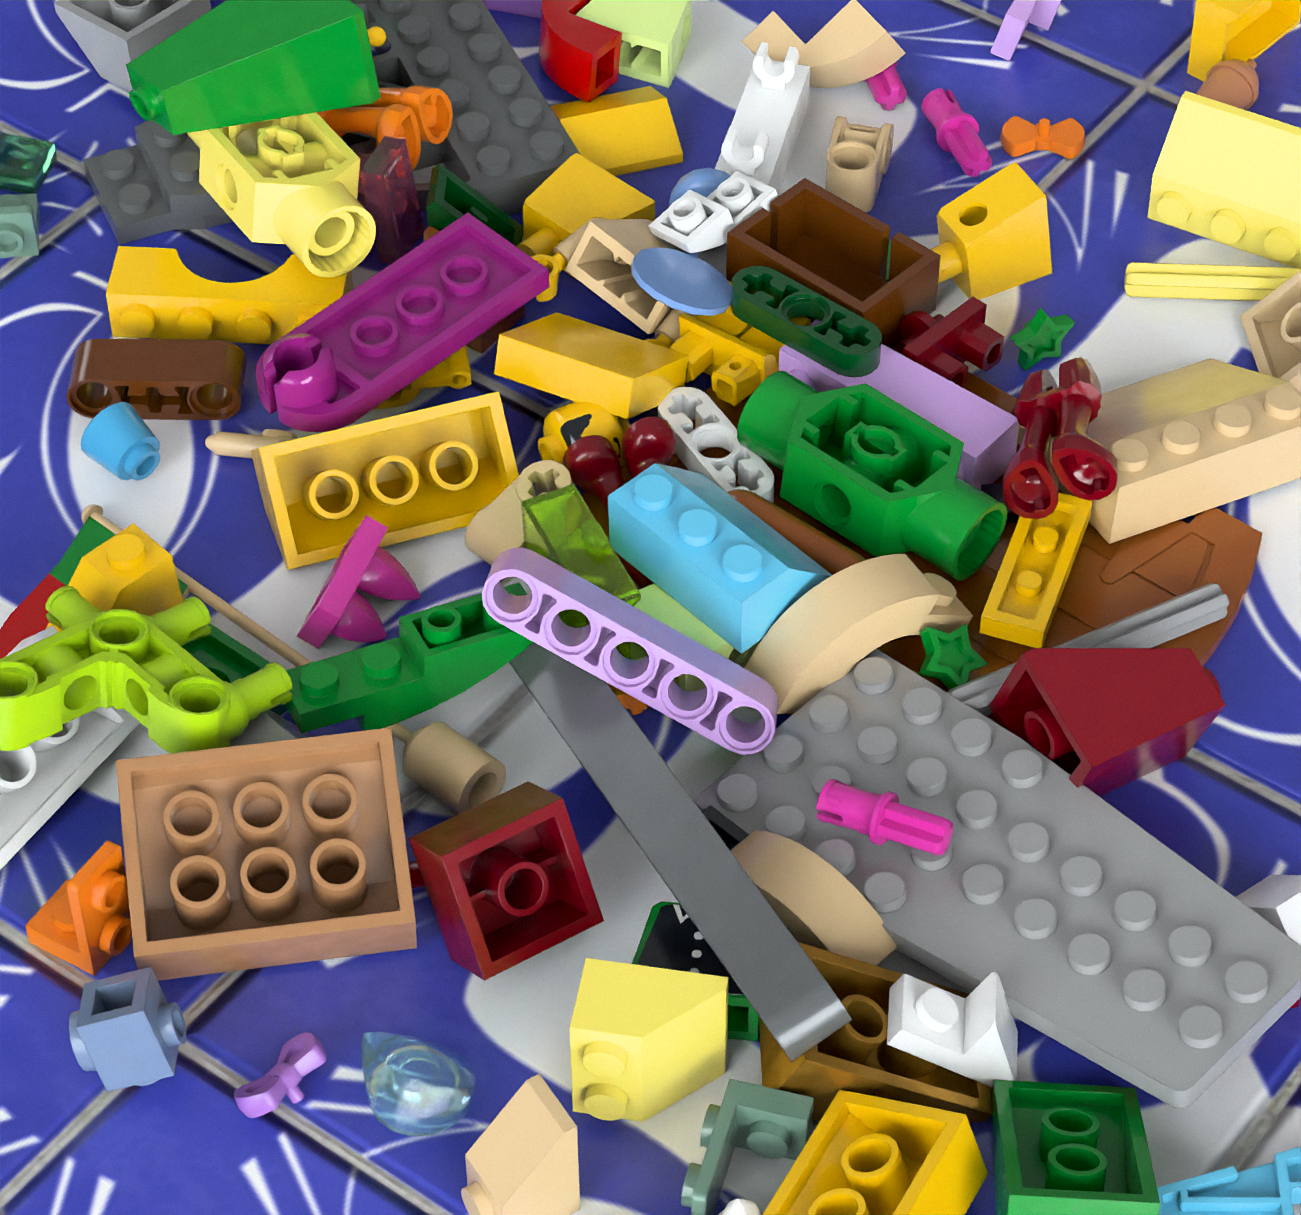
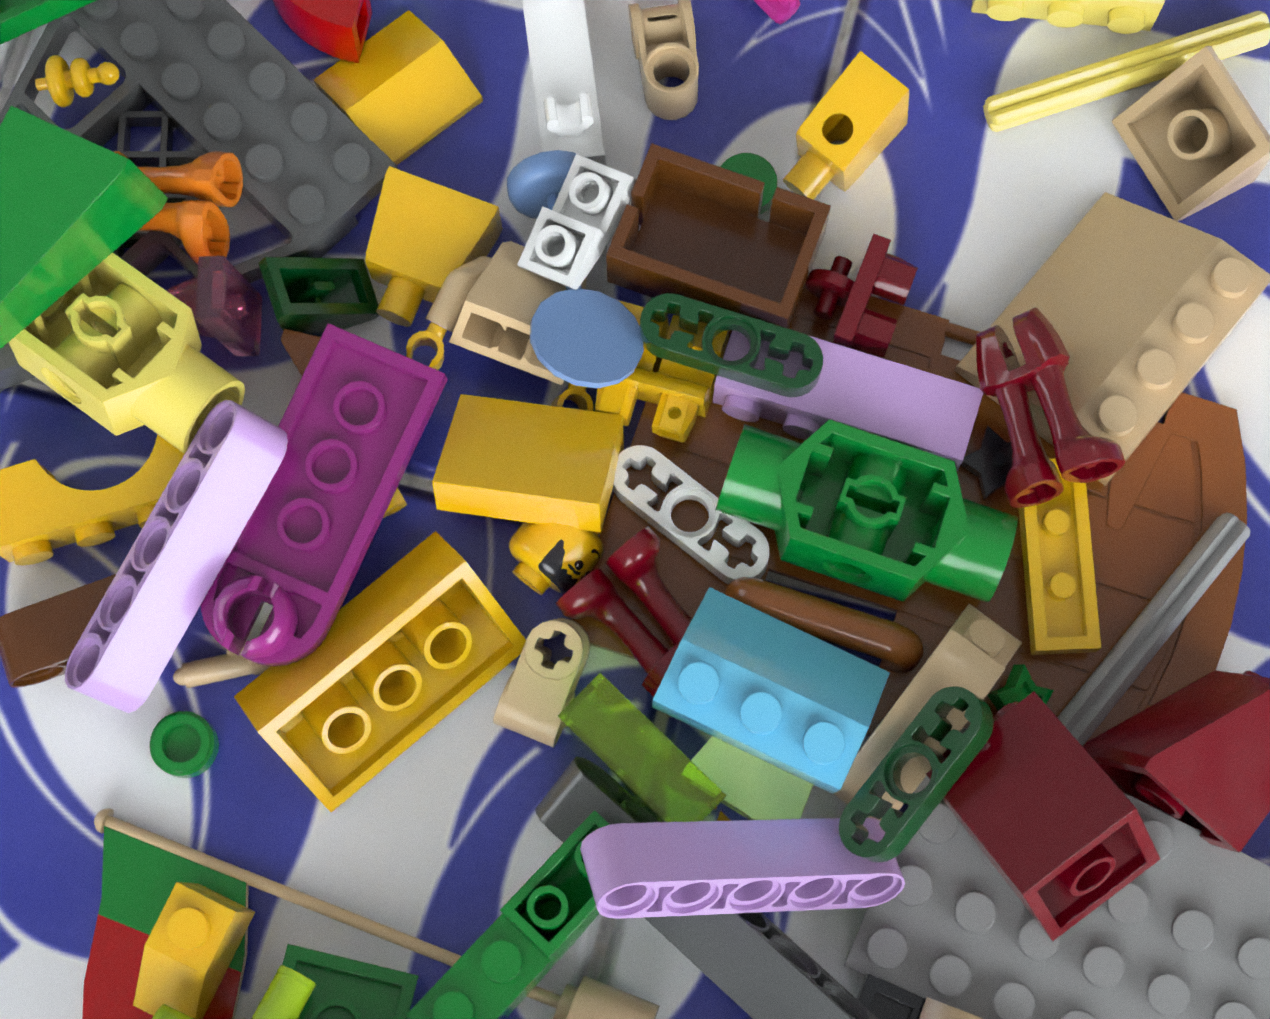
camera: 20 degrees left, 30 degrees up
(121, 442) = (97, 731): dark azure hat -> none
(188, 487) = (184, 744): none -> green tile
(256, 317) = (176, 557): none -> beam
(363, 567) = (404, 802): dark pink tile -> none
(816, 621) = (931, 723): none -> dark green beam
(883, 817) = (1057, 964): dark pink axle -> none
(926, 702) = (1049, 817): none -> dark red slope
(1041, 338) = (942, 234): green piece -> none

